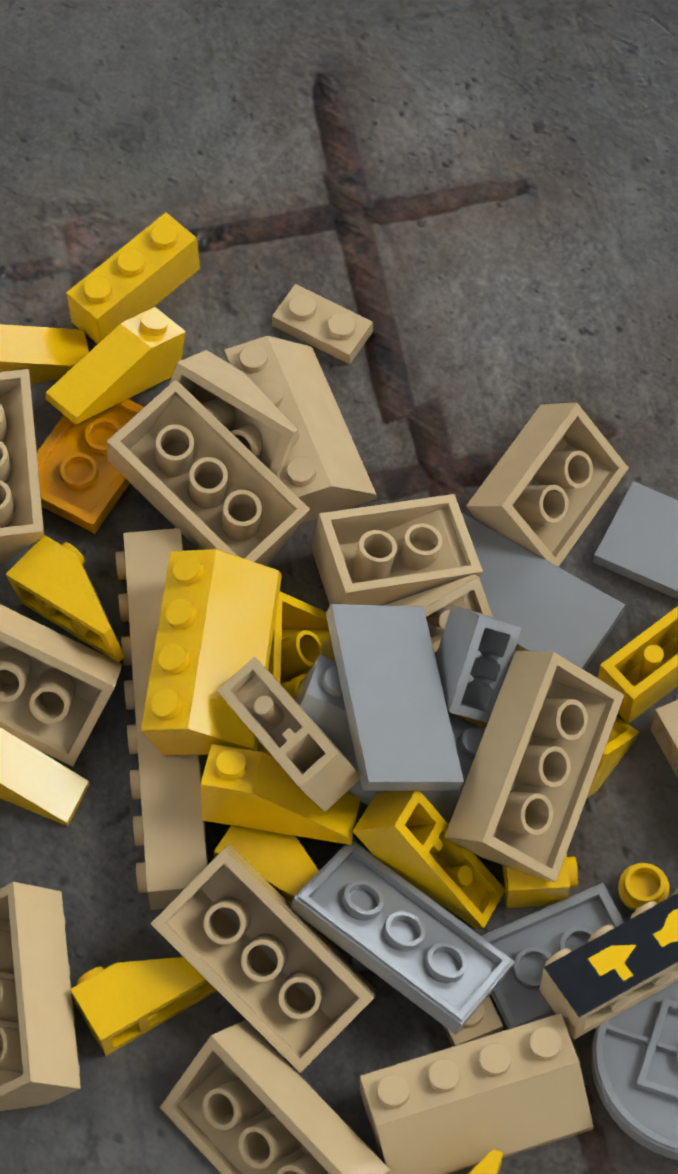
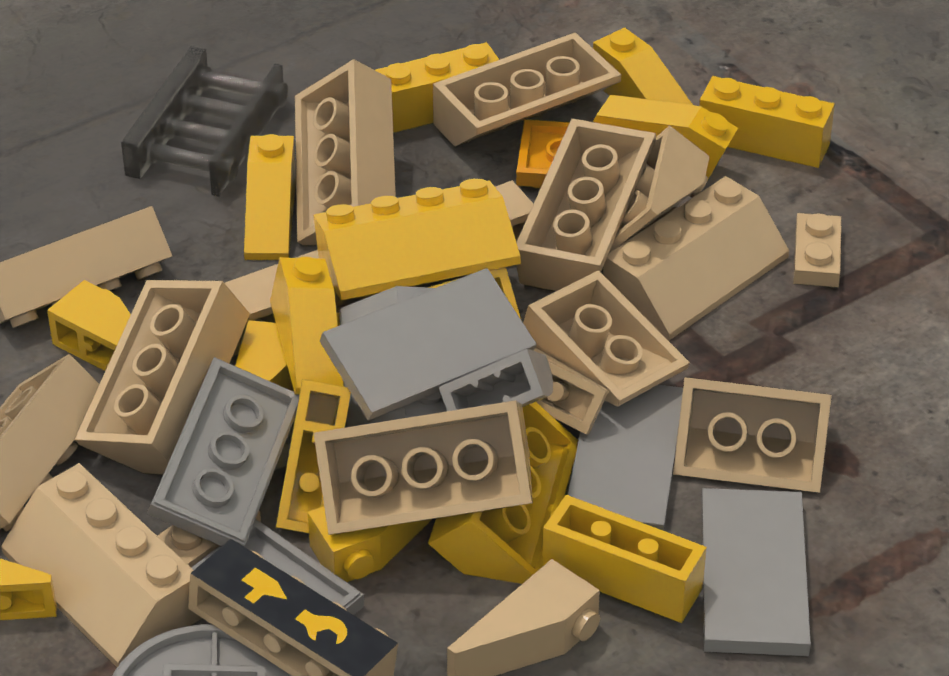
camera: 65 degrees right, 20 degrees down
(58, 588) = (441, 163): yellow slope -> none
(289, 734) = (345, 286): tan slope -> none
(642, 884) = (380, 616): yellow plate -> none

